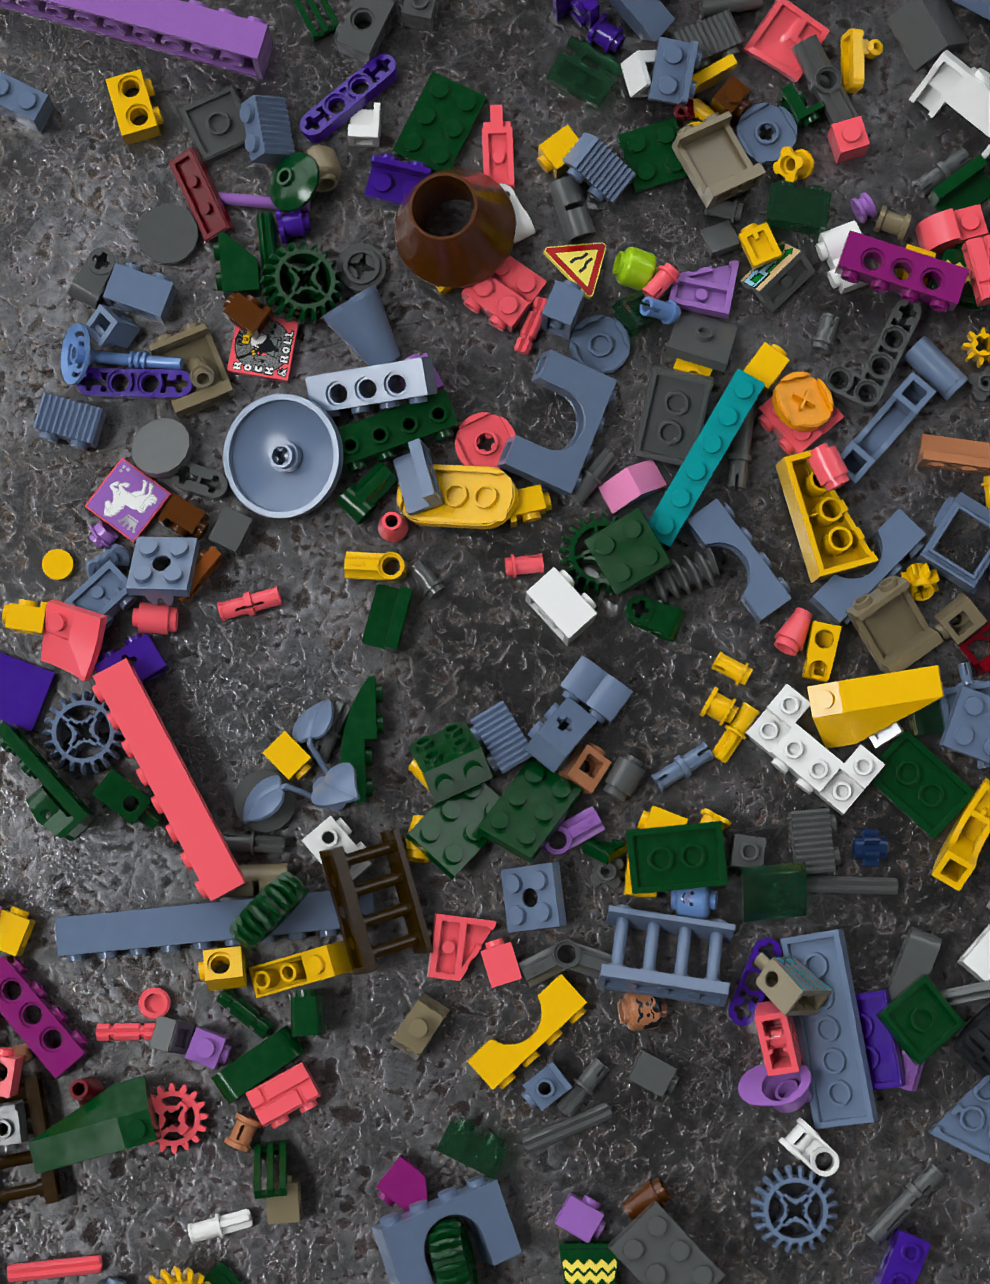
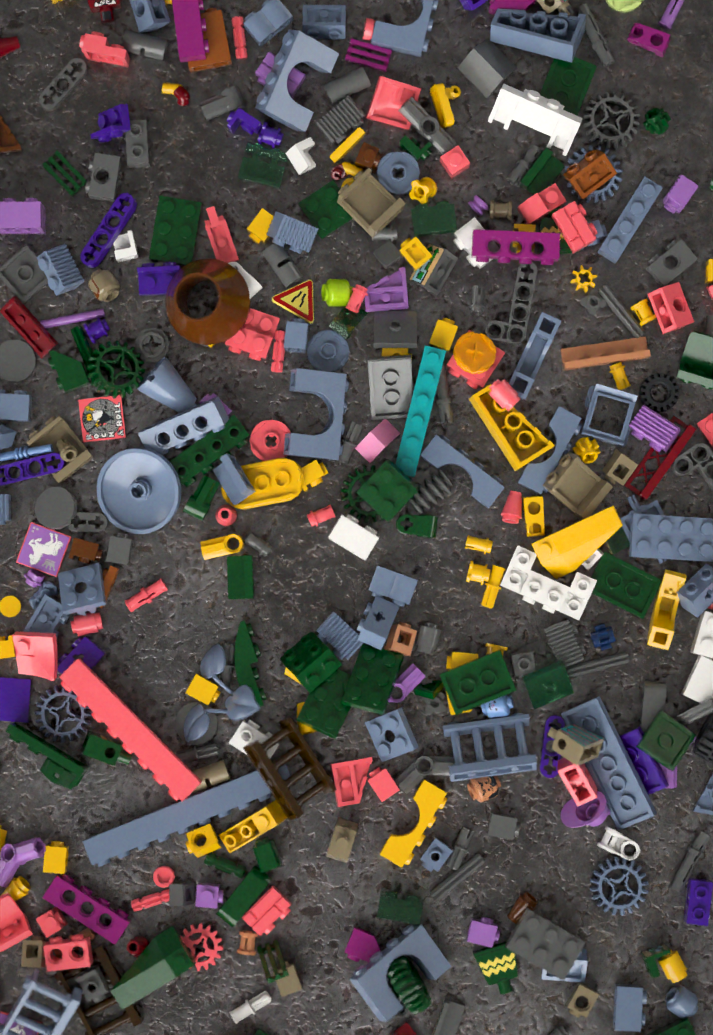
camera: 15 degrees left, 5 degrees up
(247, 314) = (85, 401): reddish brown brick -> none
(268, 910) = (221, 796): dark green gear -> none
(294, 182) = (89, 301): dark green dish -> none
(666, 311) = (365, 317): medium blue pin -> none
(674, 71) = (323, 151): sand blue bracket -> none
(682, 766) = (464, 619): sand blue pin -> none
(935, 368) = (557, 302): sand blue pin -> none

